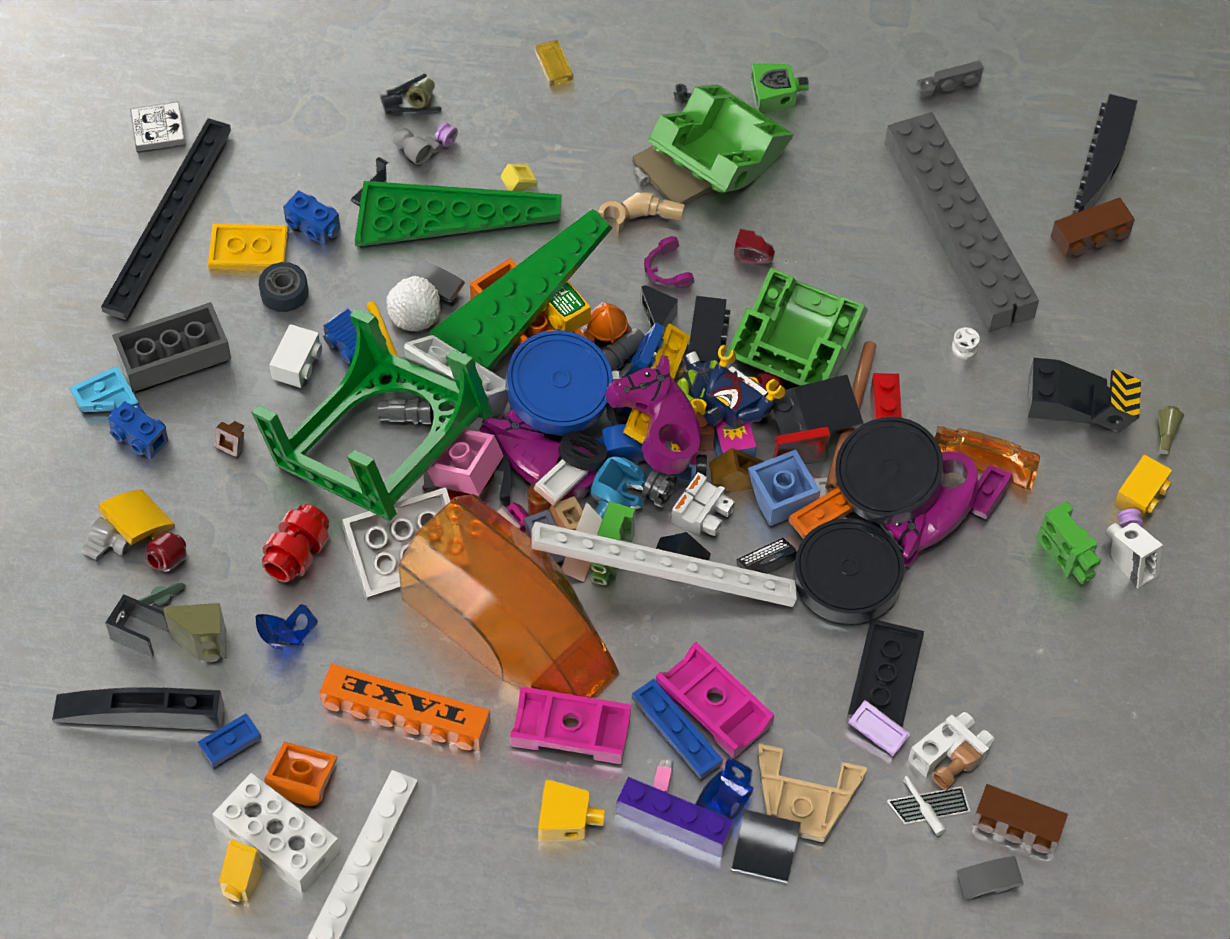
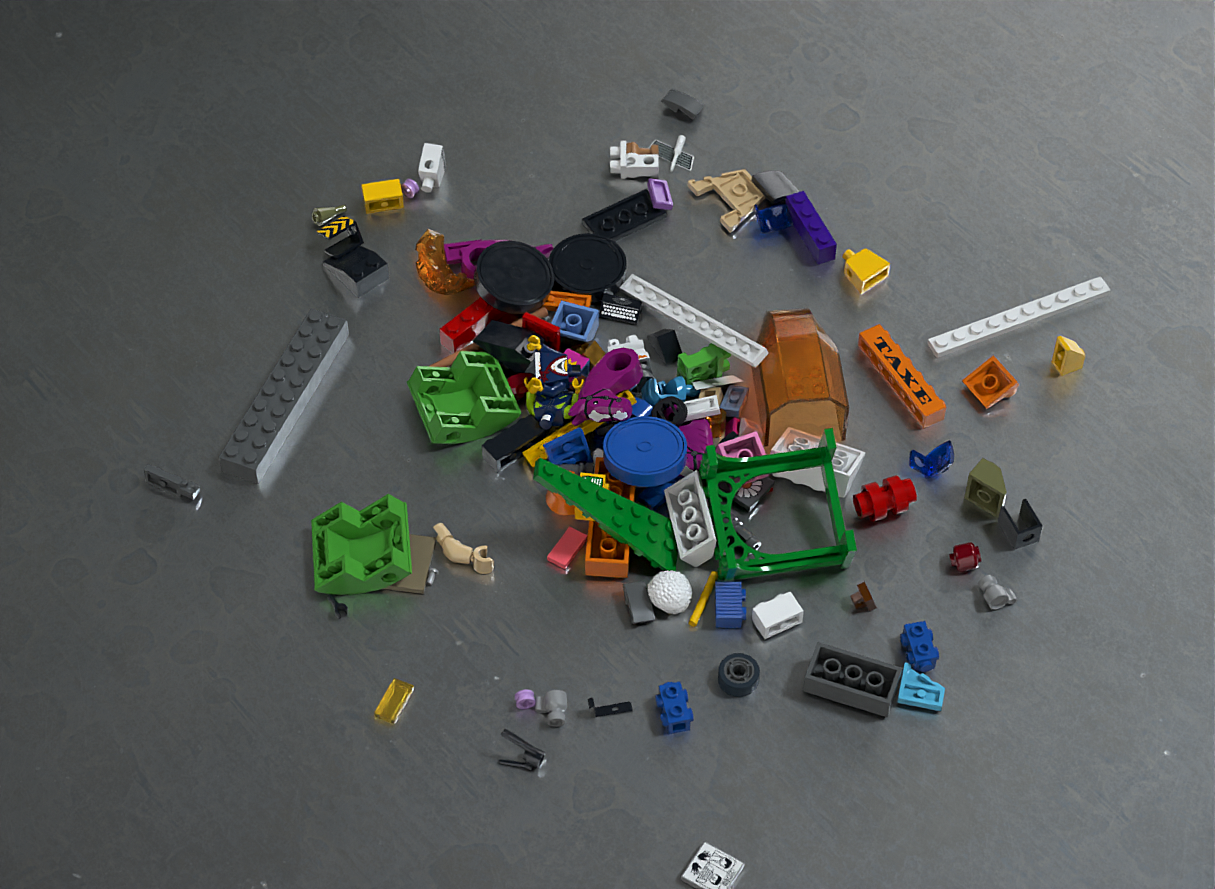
camera: 135 degrees left, 5 degrees down
(135, 516) = (966, 590): yellow slope -> none
(142, 707) = (1055, 476): black slope -> none
(161, 594) = (989, 539): sand green piece -> none
(165, 219) = (768, 788): black plate -> none
(229, 740) = (1016, 430): blue plate -> none
(247, 246) = (734, 726): yellow tile -> none
(277, 815) = (1034, 372): white brick -> none
(420, 94) = (504, 745): olive cone -> none
(422, 211) = (596, 658): green wing -> none
(518, 177) = (509, 637): light yellow slope -> none
(600, 728) = (834, 314): dark pink piece -> none
(658, 306) = (522, 479): black slope -> none
(663, 775) = (798, 247): bright pink piece -> none
(665, 246) = (489, 490): magenta piece -> none
(677, 729) = (763, 266): blue plate -> none
(733, 720) = (730, 277): dark pink piece -> none
(753, 248) = (423, 474): dark red rock -> none
(775, 86) = (281, 562): bright green torso -> none
(969, 338) = (372, 326): white wheel -> none
(1020, 819) = (639, 113): reddish brown brick -> none
(1069, 544) = (459, 197): bright green hips -> none
(1092, 227) = (217, 335): reddish brown brick -> none
(1106, 150) = (148, 368): black slope -> none

